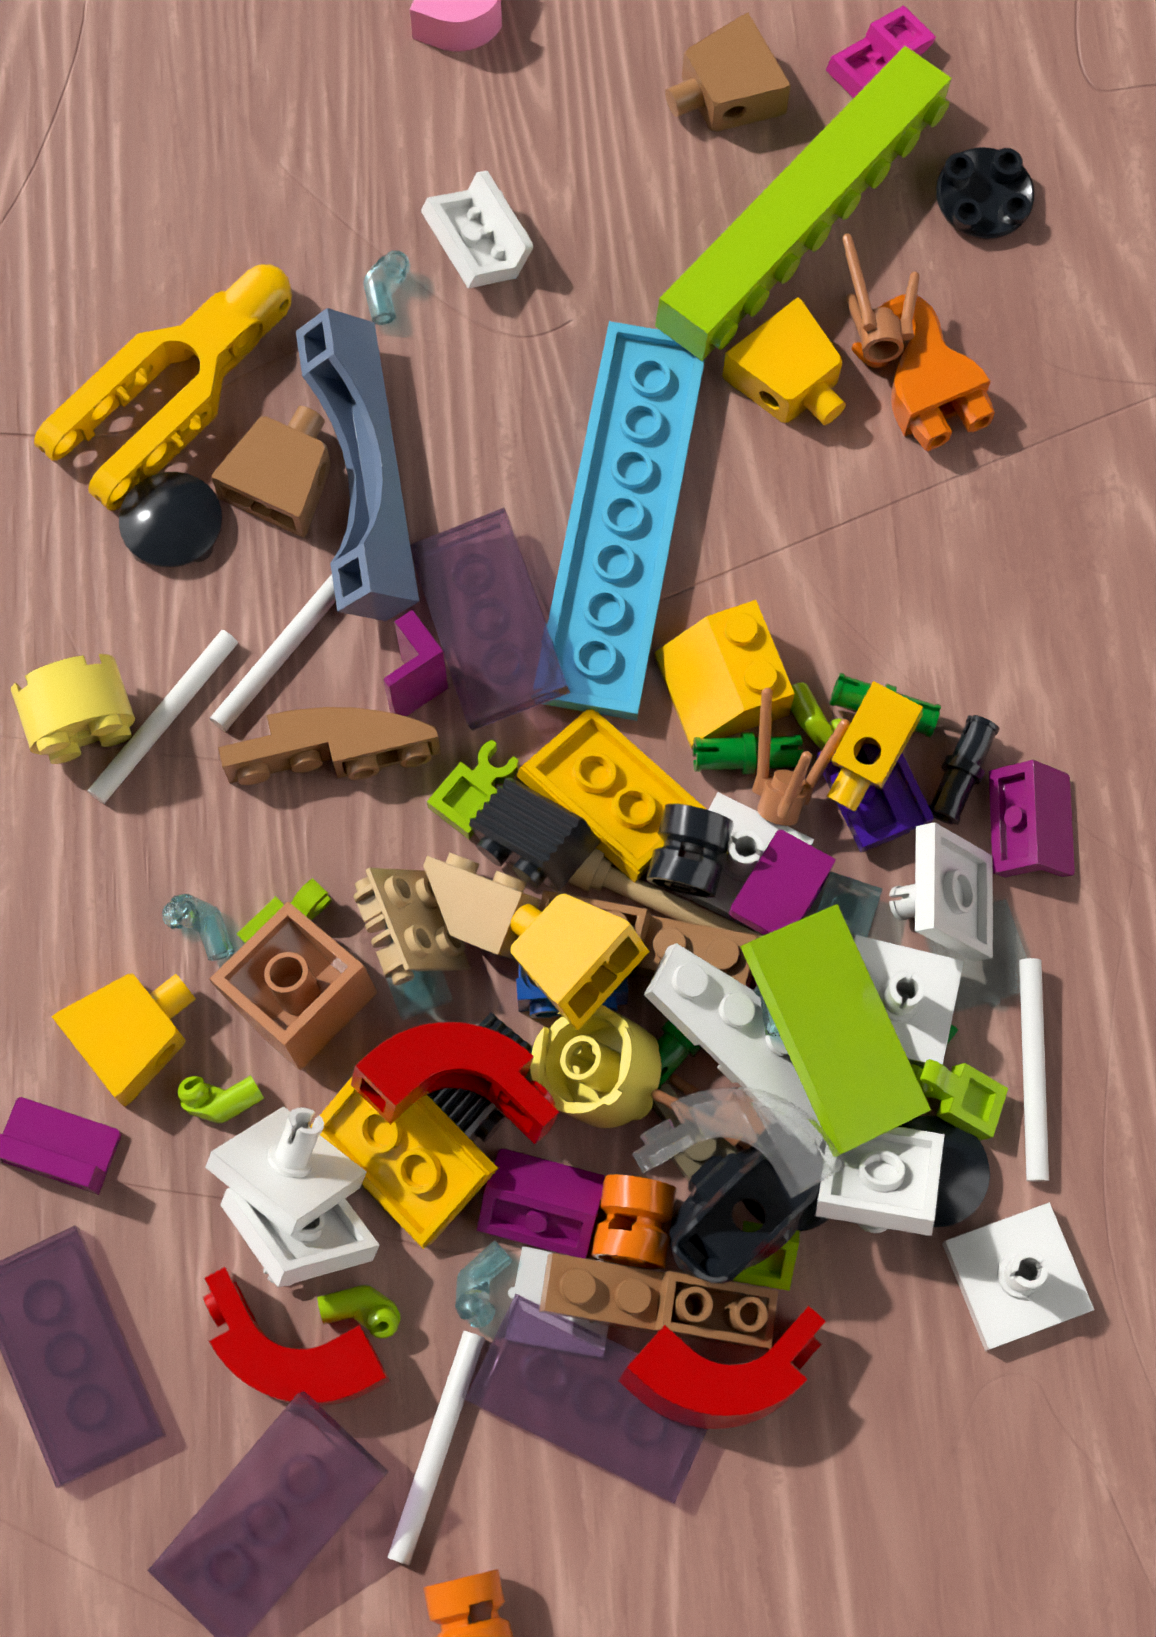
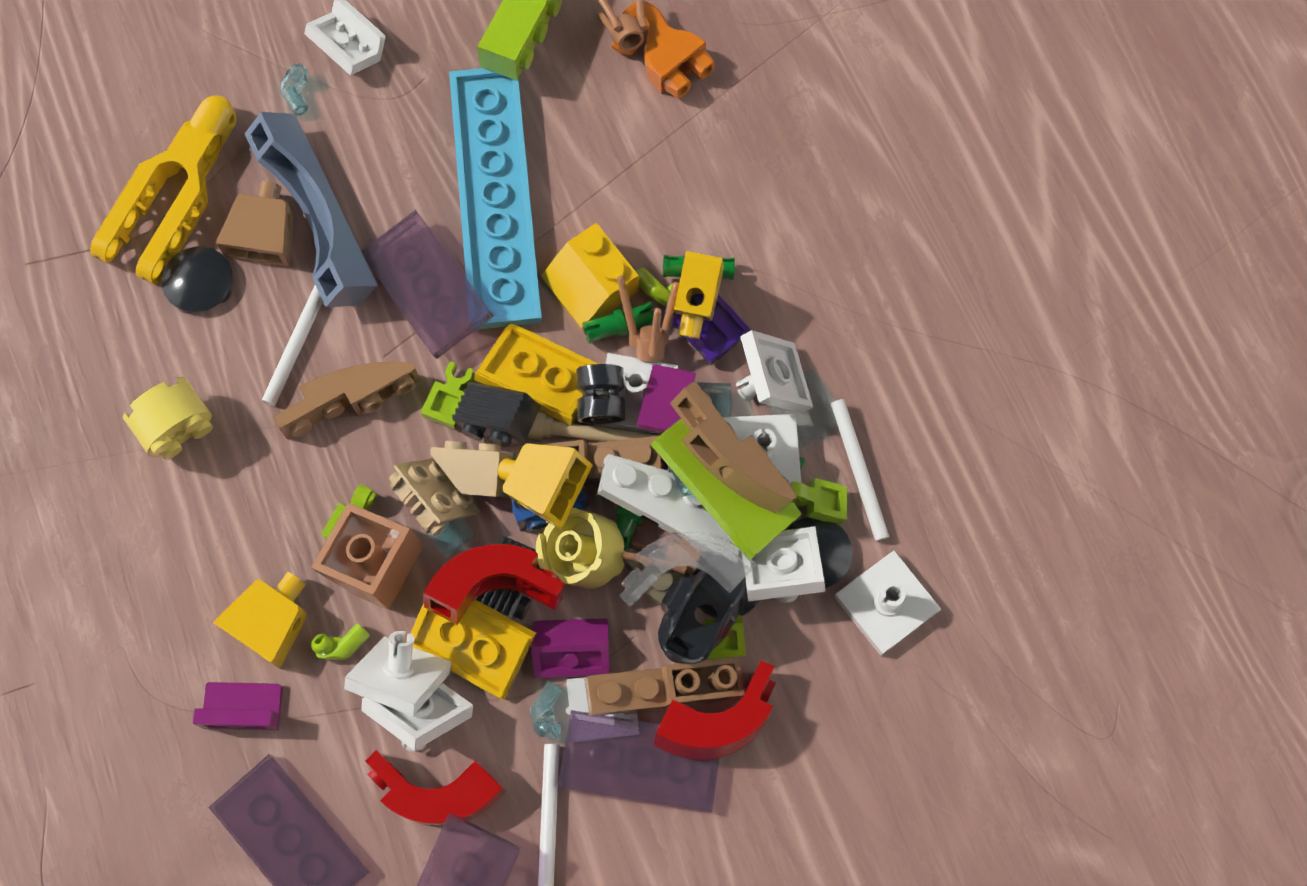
camera: 15 degrees left, 0 degrees up
(162, 716) = (229, 409): white bar -> none
(203, 917) = (294, 530): clear light blue arm -> none
(365, 1306) = (475, 748): lime arm -> none
(423, 669) = (392, 326): magenta panel -> none
(648, 1206) = (635, 629): orange wheel -> none
(788, 366) = (573, 69): yellow torso -> none
(859, 1015) = (735, 463): none -> medium nougat slope
(963, 769) = (760, 293): black pin -> none
(1031, 820) = (812, 313): magenta panel -> none

